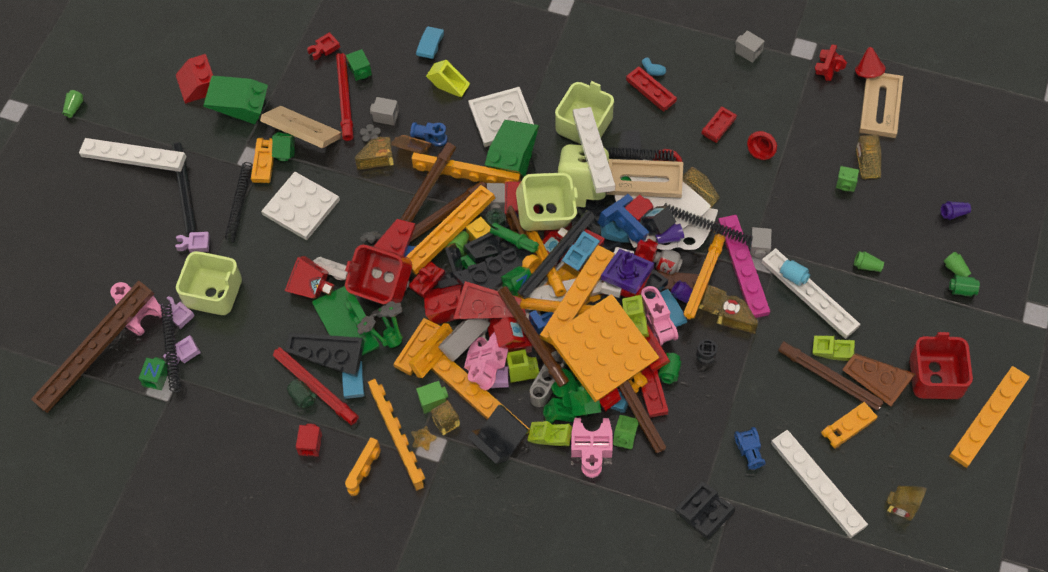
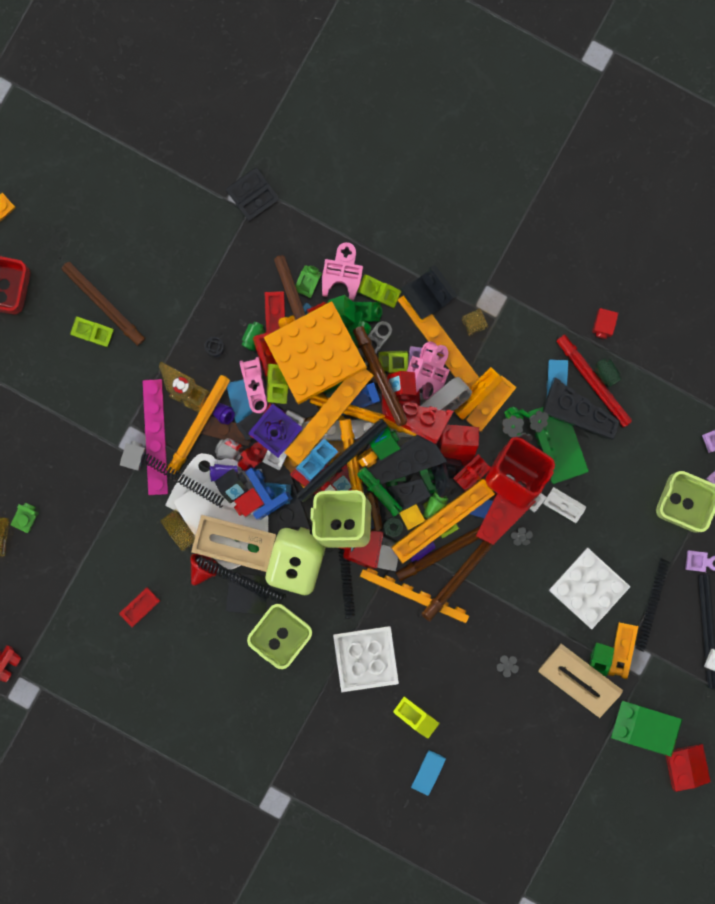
camera: 175 degrees left, 25 degrees up
(308, 279) = (589, 491): red torso -> none
(325, 44) = (542, 789): red plate -> none
(346, 123) = (530, 710): red axle -> none
(359, 65) = (509, 753): green brick -> none
(362, 466) = (557, 287): light orange plate -> none
(375, 154) = (503, 635): clear yellow slope -> none
(384, 111) = (489, 688): light grey brick -> none
(400, 440) = (520, 307): light orange plate -> none
(411, 144) = (466, 638): clear orange piece -> none
(423, 443) = (498, 305): clear yellow plate -> none
(430, 133) = (446, 651): blue connector -> none
(431, 396) = (483, 347): bright green brick -> none
(512, 147) = (362, 609): green slope -> none
(593, 150) = (282, 570): white plate -> none
(651, 89) = (201, 665): red plate -> none
(653, 69) = (192, 691): dark azure arm -> none
(749, 46) = (83, 701): light grey brick -> none
(749, 445) = (197, 247): blue connector -> none
(762, 145) = (100, 571): red hat -> none
(795, 272) = (109, 411): medium azure brick -> none
(814, 297) = (98, 393): white plate -> none
(819, 484) = (143, 201): white plate -> none
(849, 425) = (99, 252): light orange plate -> none
(868, 262) = (32, 416): bright green cone -> none
(878, 377) = (59, 290): dark orange wing -> none
(906, 501) = (71, 164): clear yellow slope -> none

